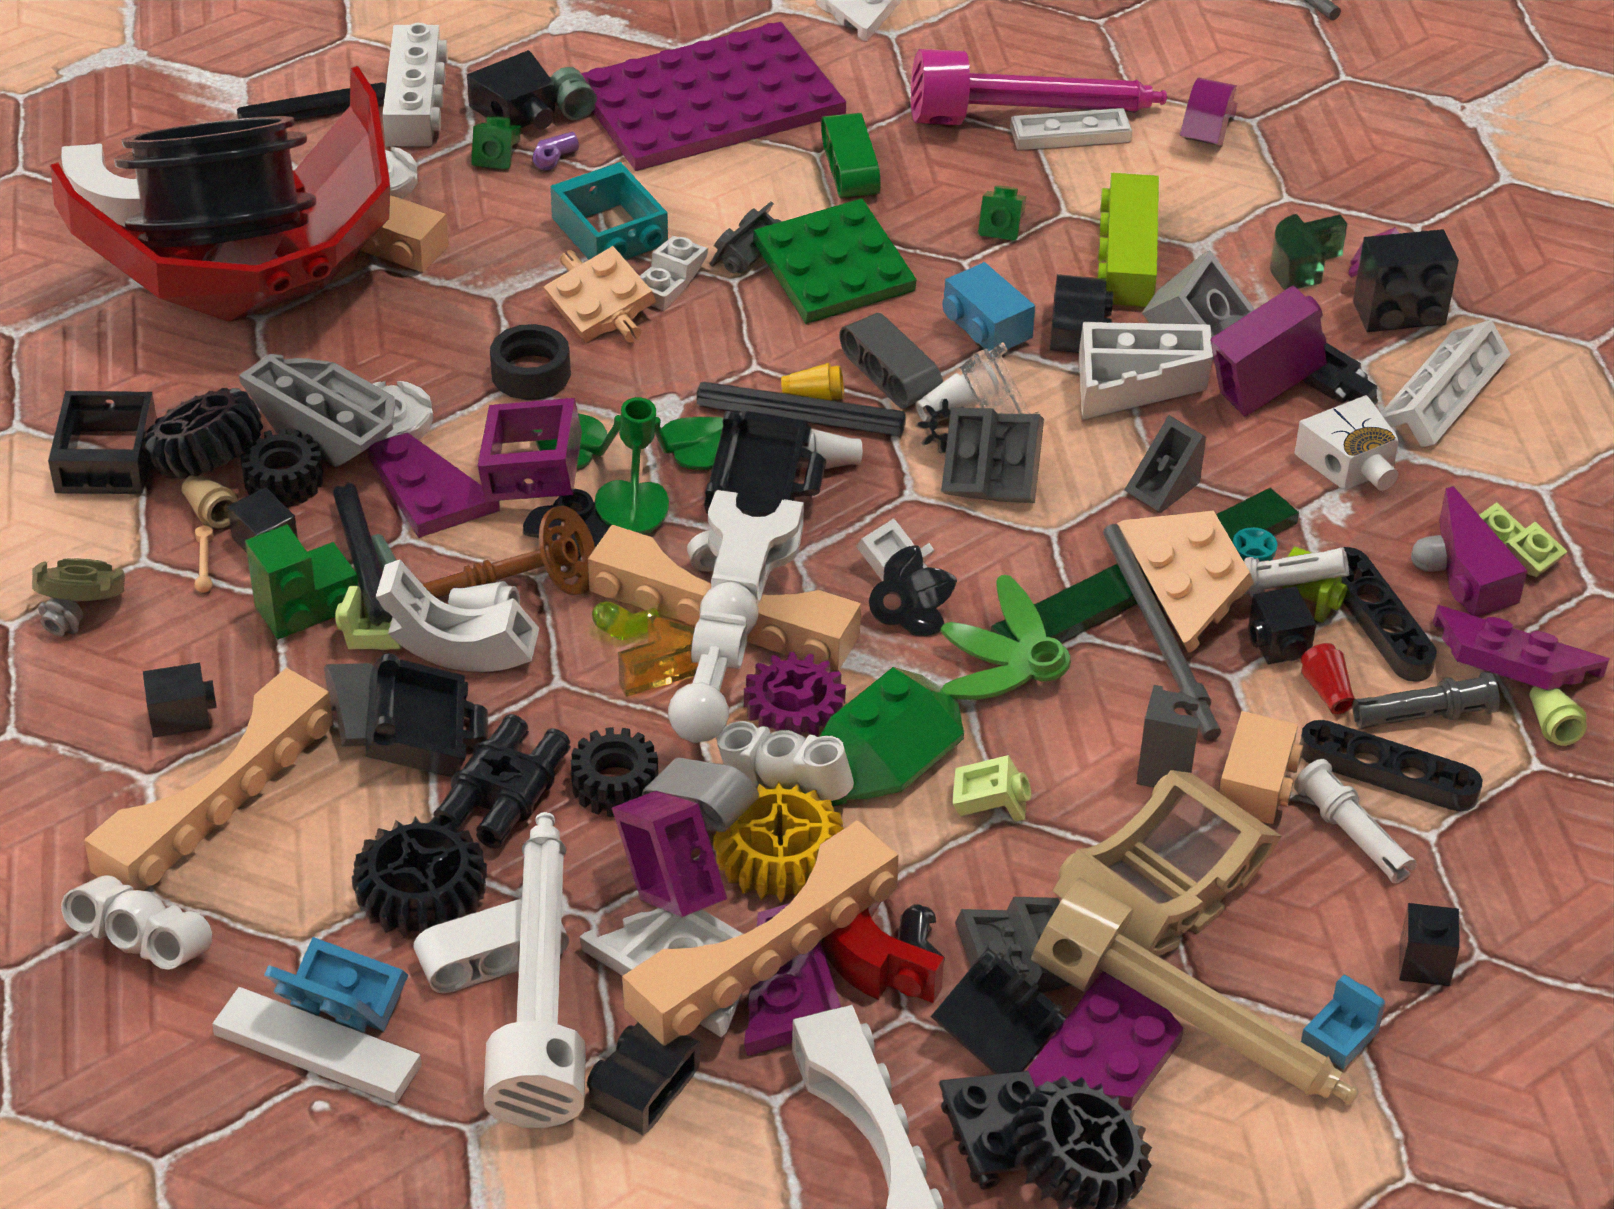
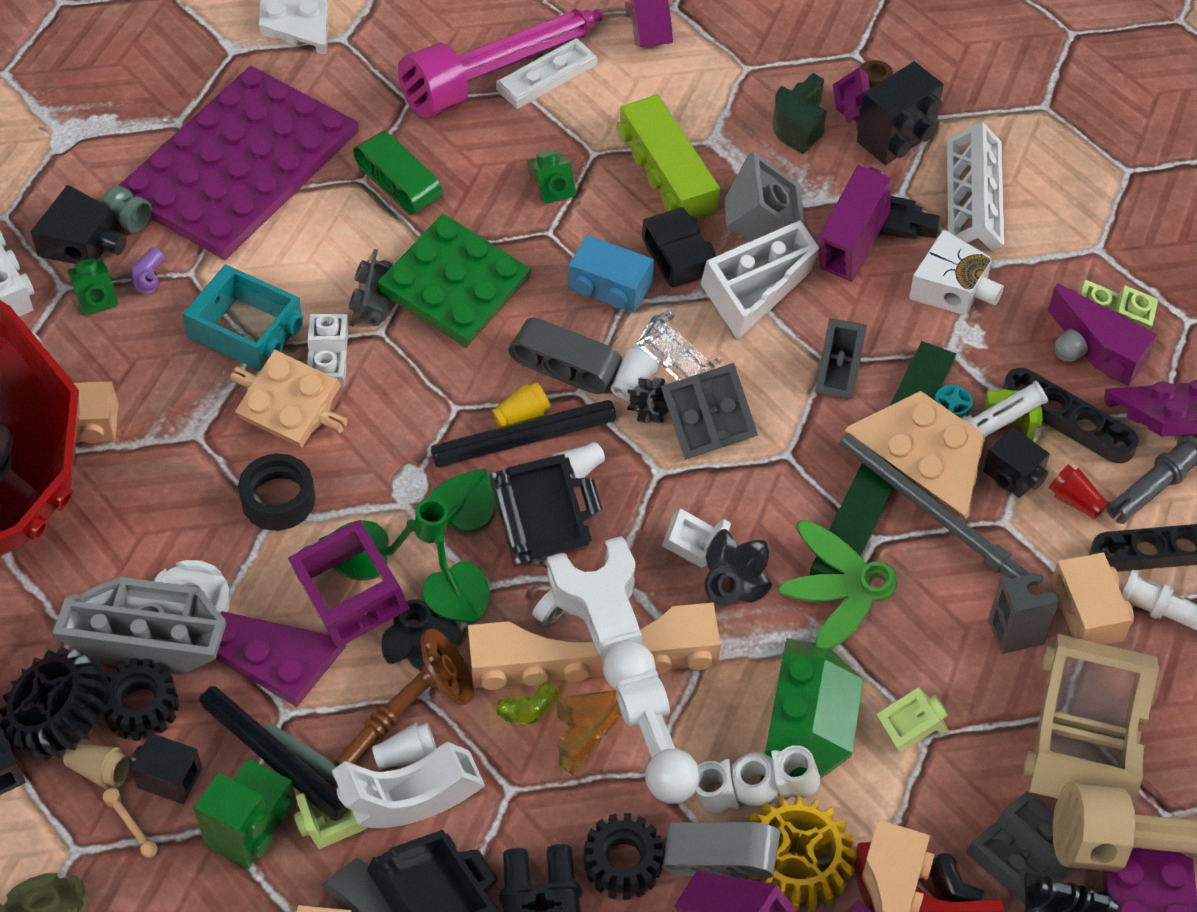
camera: 30 degrees left, 10 degrees up
(794, 694) = (720, 725): magenta gear -> none

